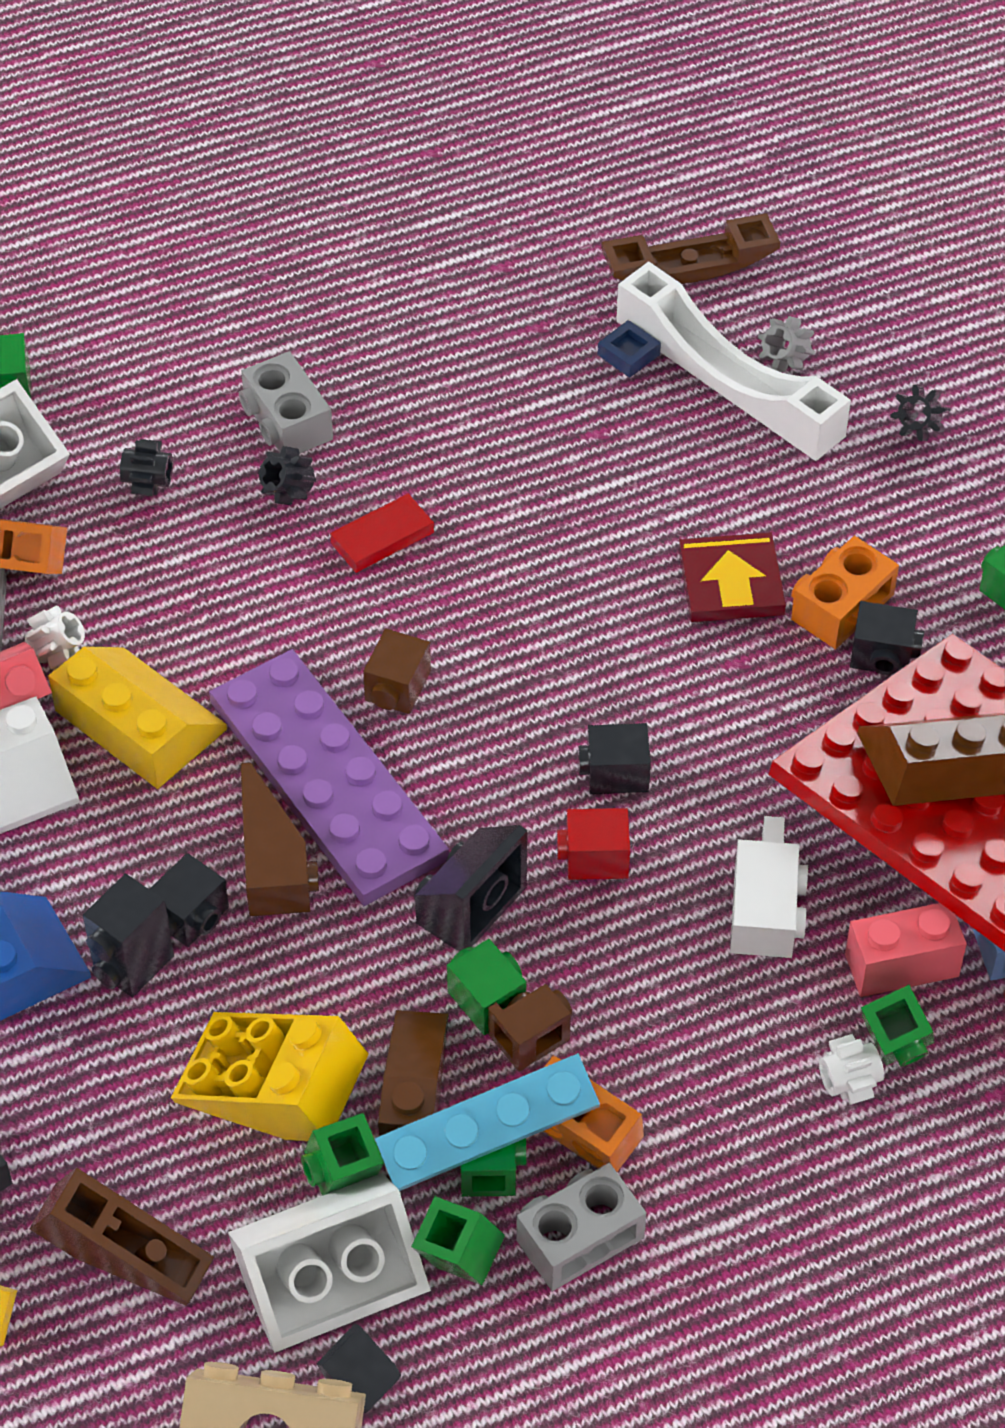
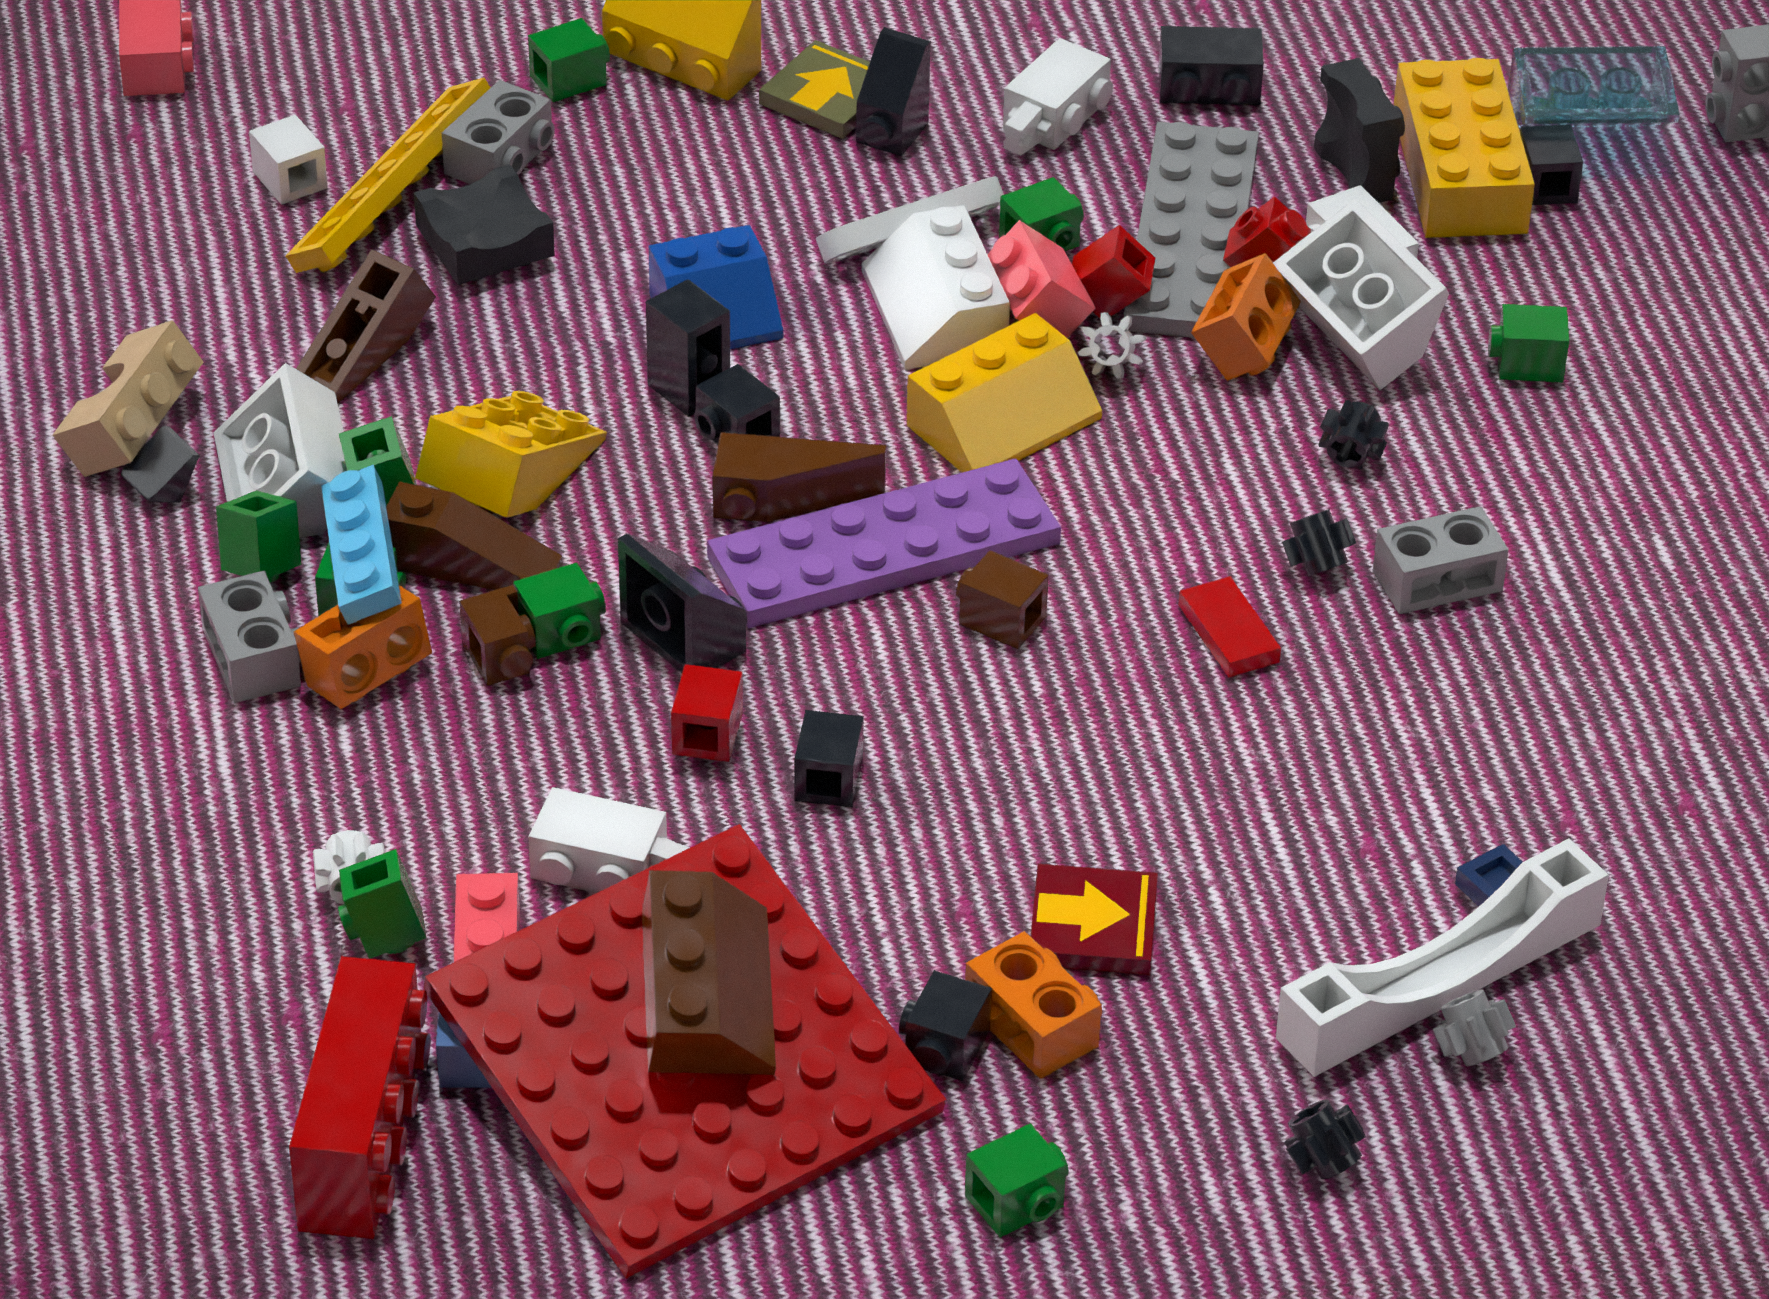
camera: 100 degrees right, 10 degrees down
(698, 258) = (1667, 963): reddish brown slope -> none

